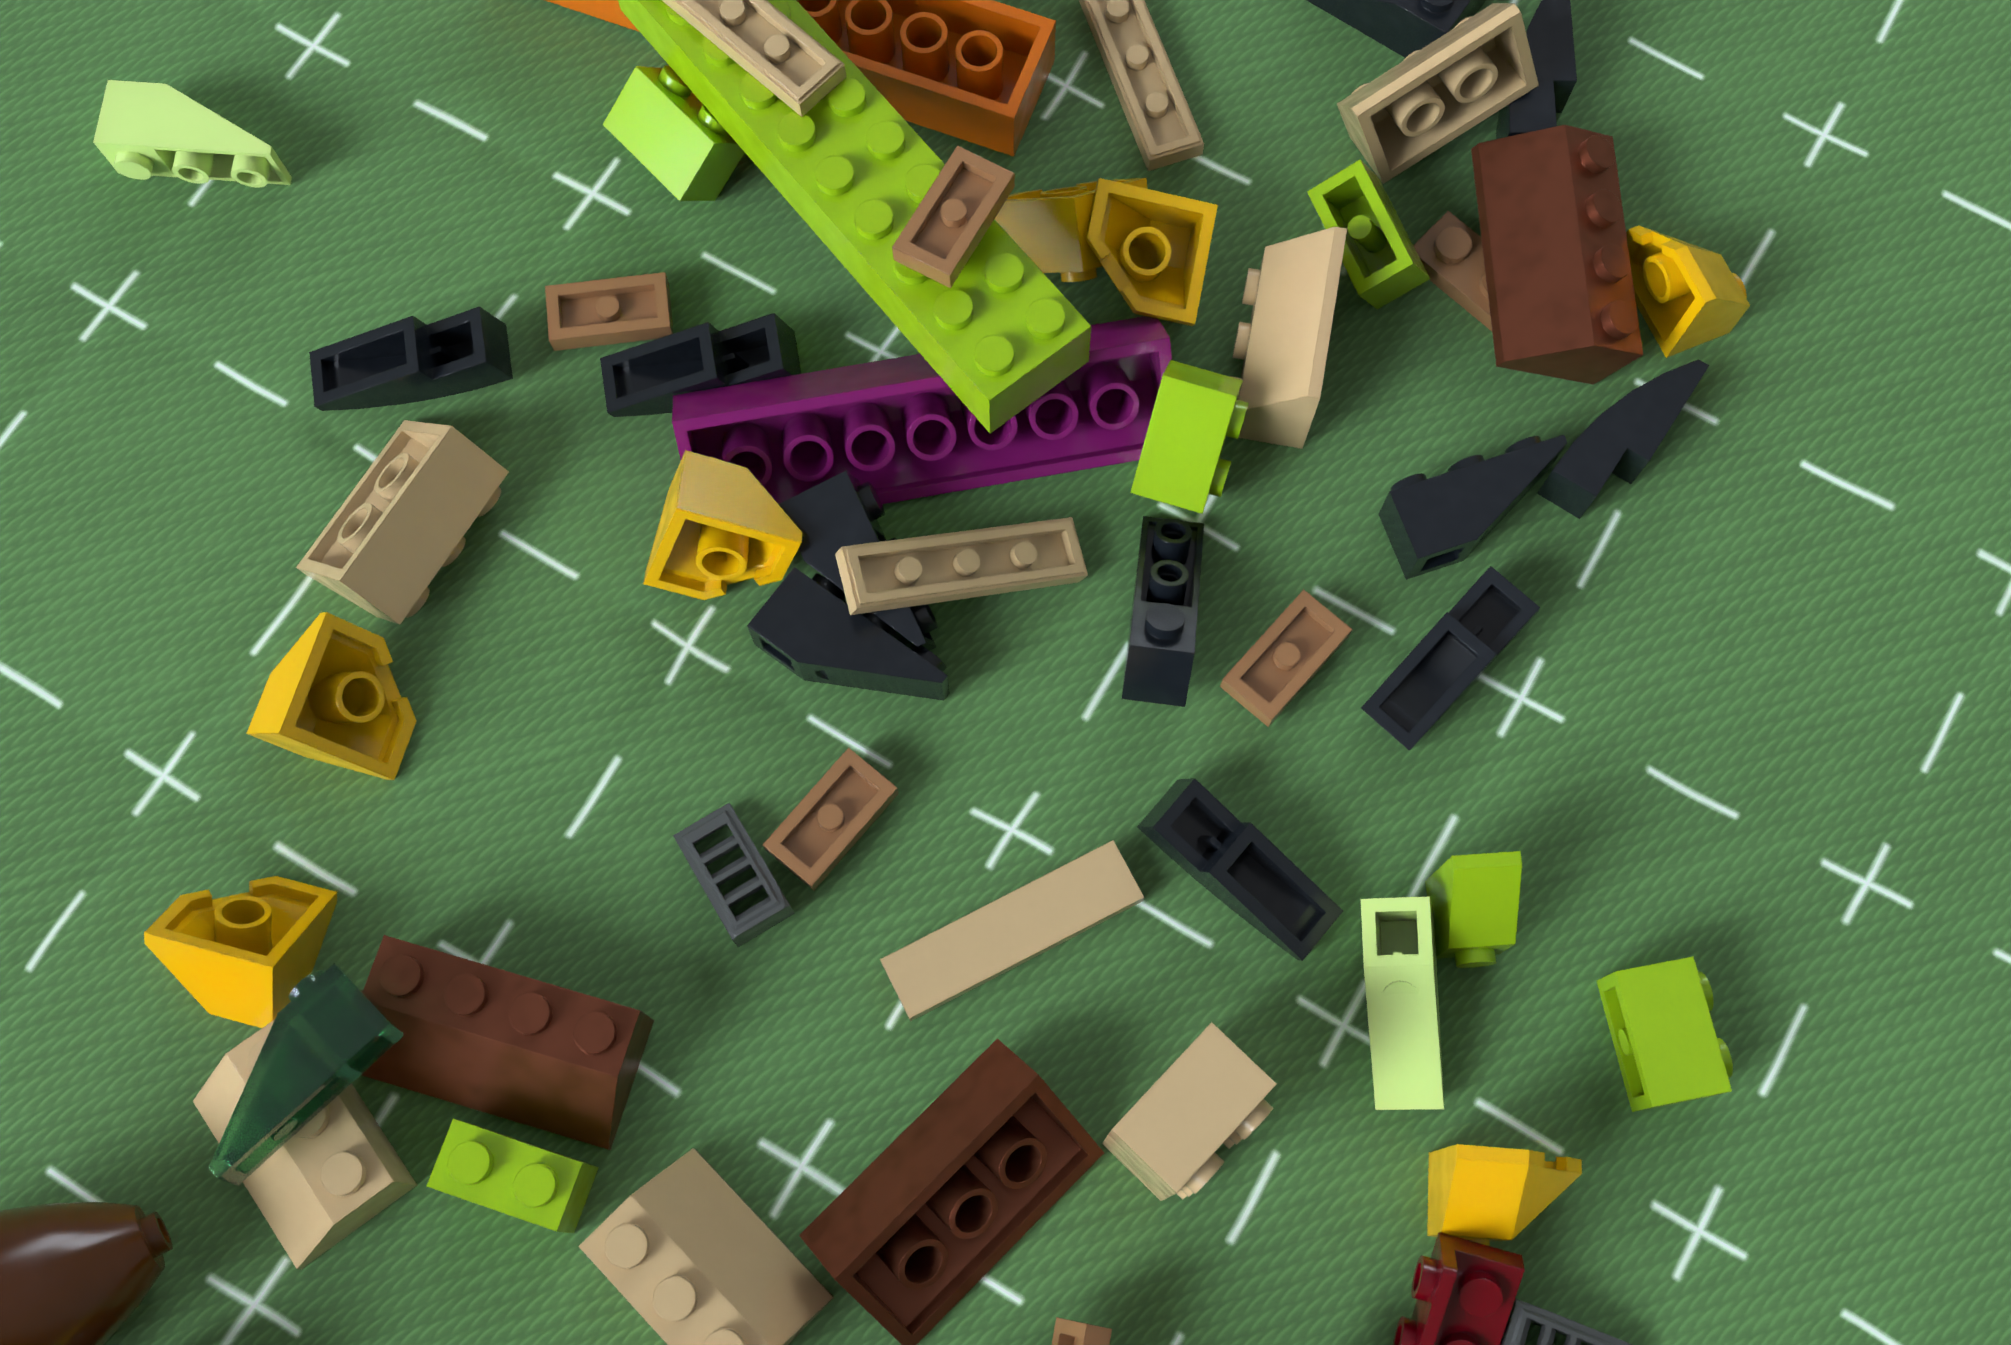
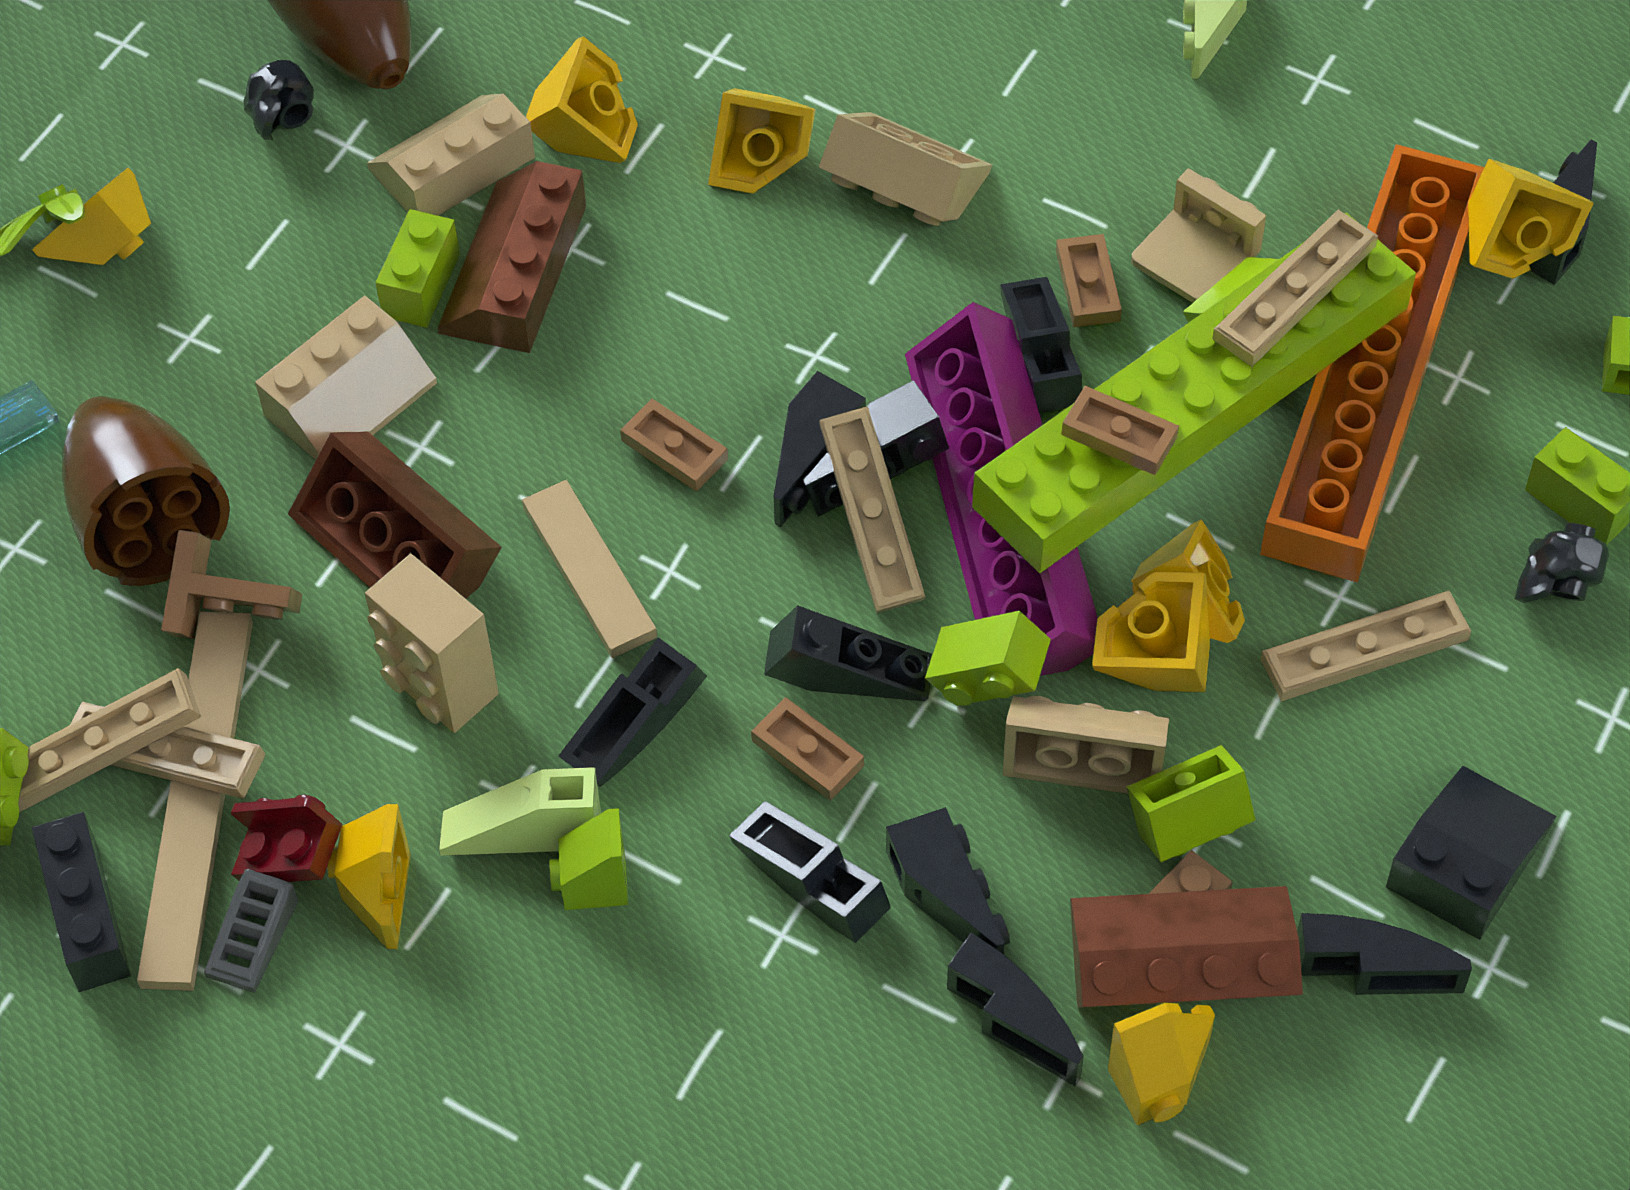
camera: 90 degrees right, 15 degrees down
(307, 1060) = (487, 123): clear green slope -> none
(412, 362) = (1036, 162): black slope -> none
(564, 179) = (1200, 237): none -> tan bracket
(719, 531) = (897, 342): yellow slope -> none
(758, 917) = (611, 381): dark grey slope -> none
(1441, 90) = (1330, 847): tan slope -> none
(1665, 1034) = (490, 1009): lime brick -> none

